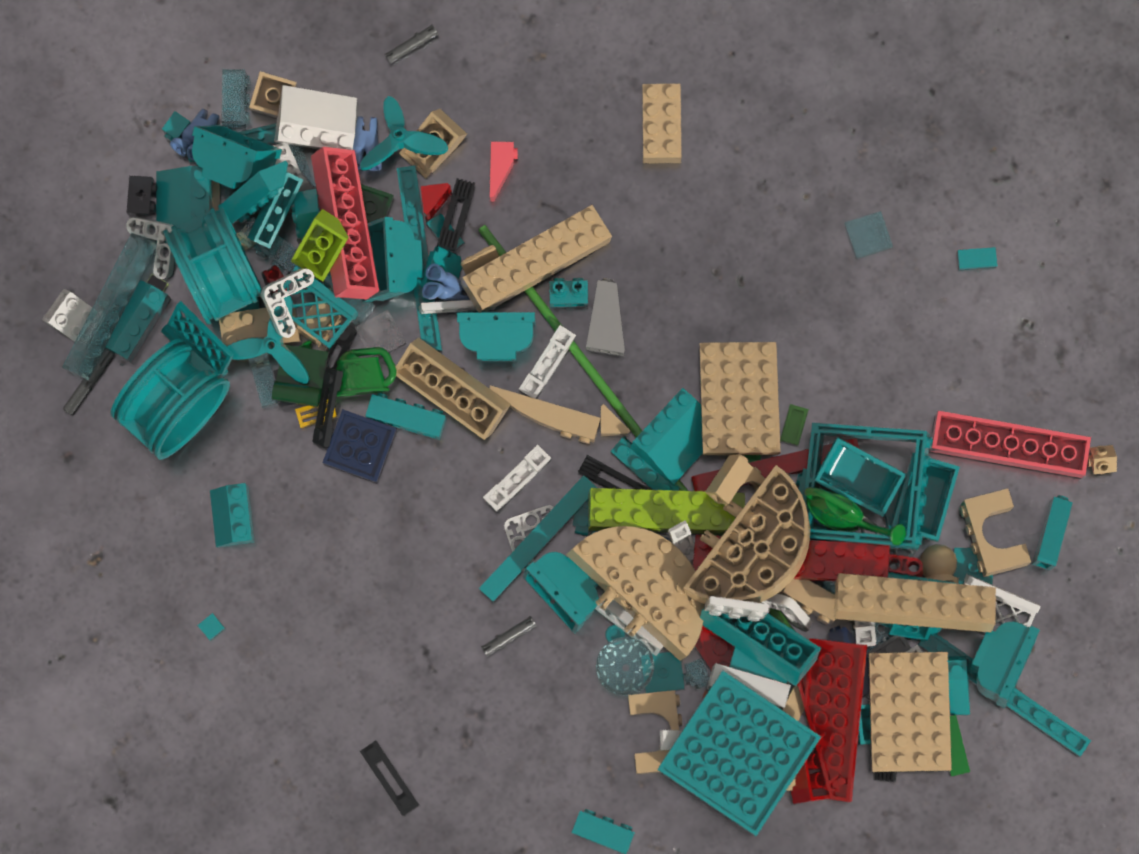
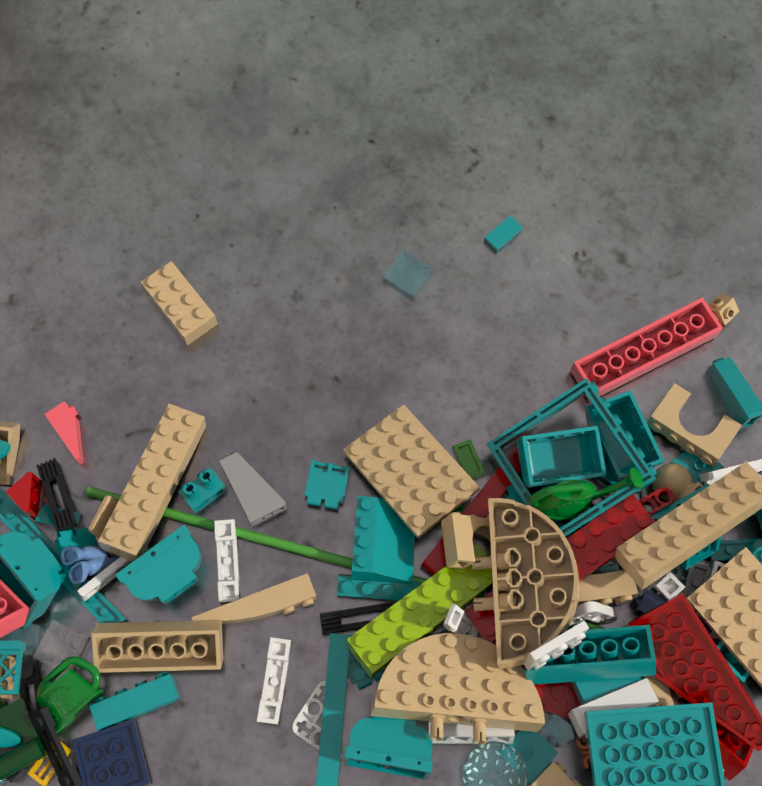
camera: 45 degrees left, 10 degrees down
(611, 424) = (320, 572): tan slope -> none
(614, 632) = (460, 752): teal tile -> none
(667, 360) = (326, 485): none -> teal plate

